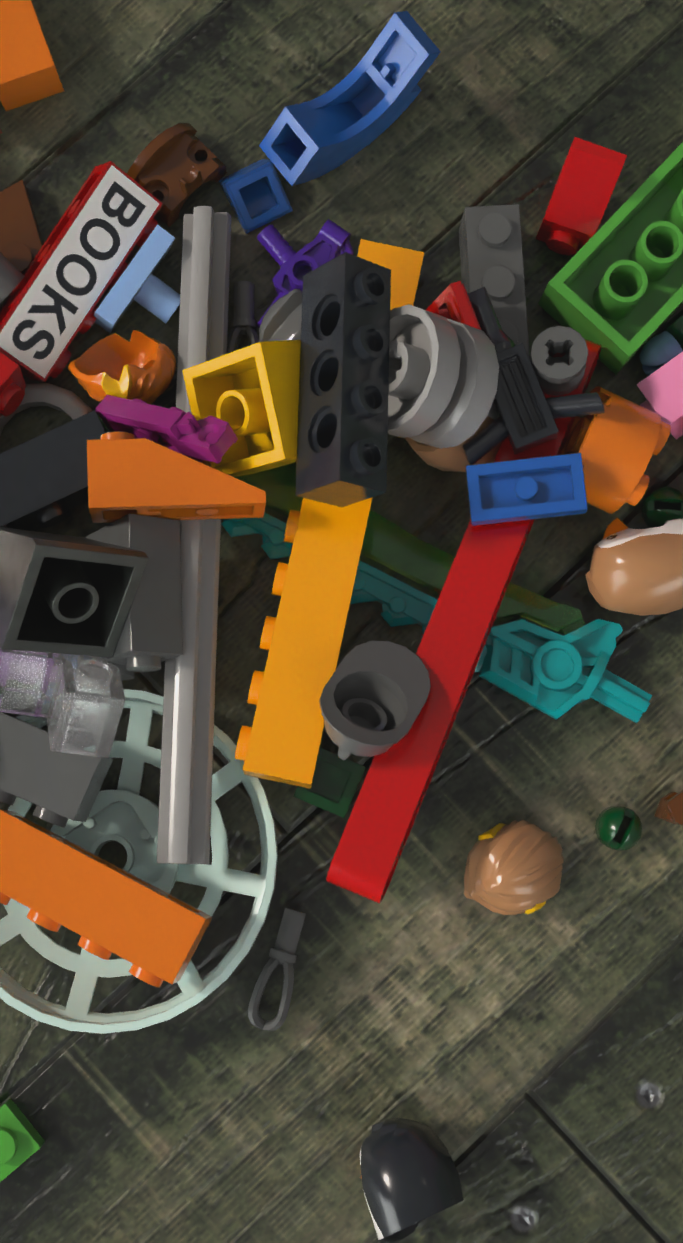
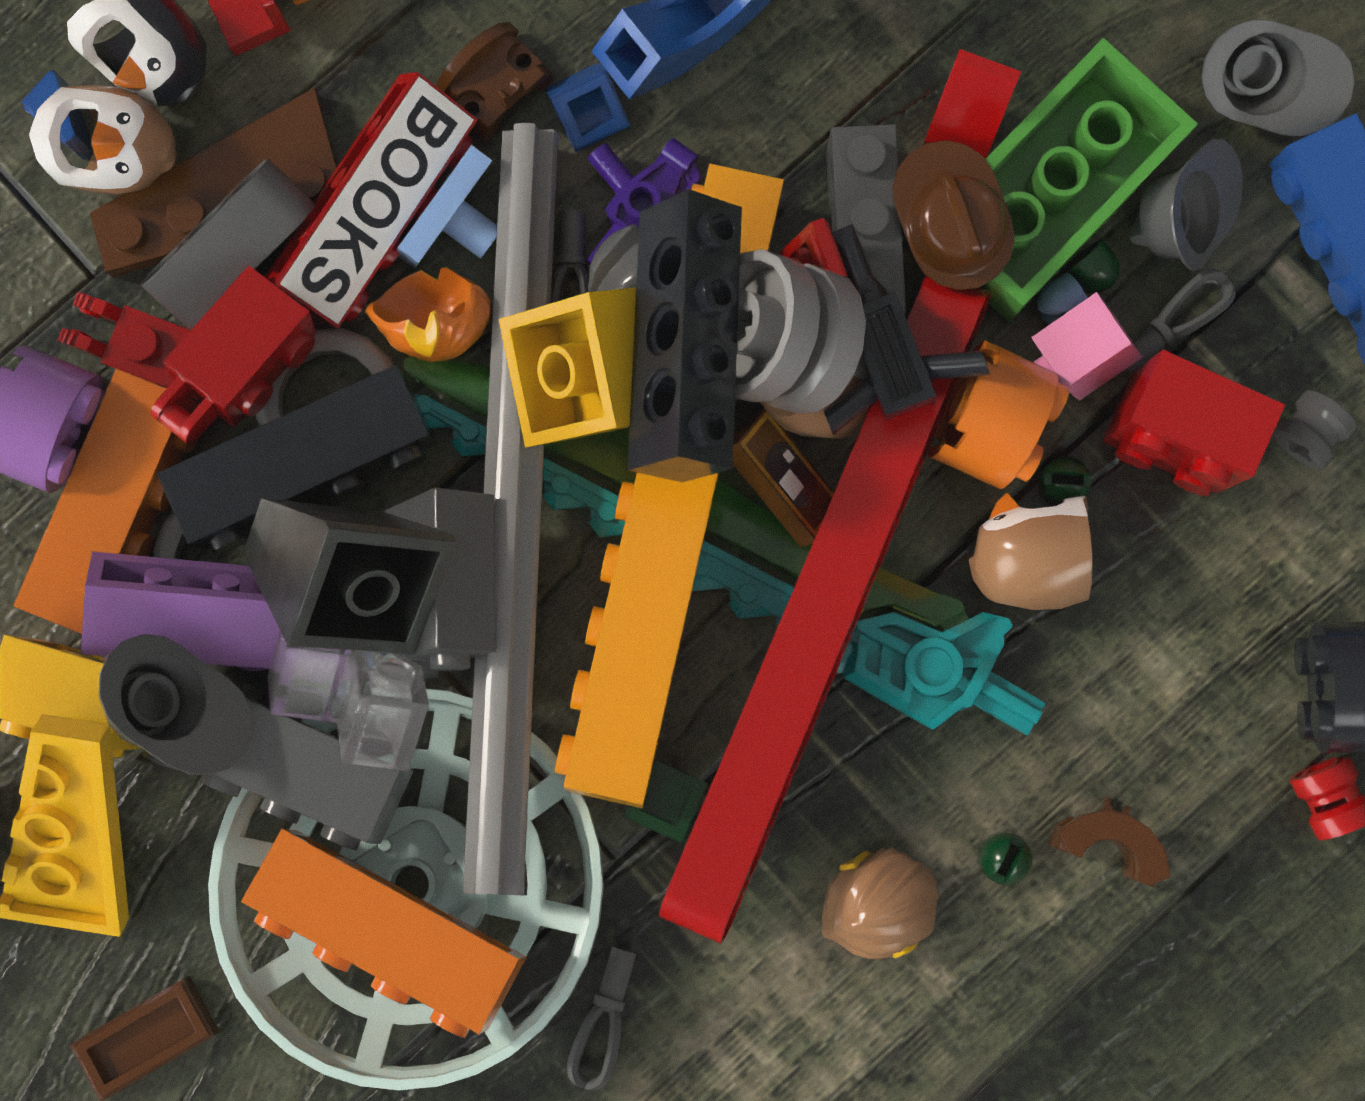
camera: 10 degrees right, 0 degrees up
(161, 483) = (465, 450): orange slope -> none
(170, 427) = (478, 391): magenta hinge -> none
(373, 698) = (716, 705): dark grey piece -> none
(426, 505) = (782, 476): none -> tile
(526, 489) = (897, 463): blue plate -> none
(559, 374) = (938, 326): dark grey wheel -> none
(570, 277) = (953, 215): none -> reddish brown piece

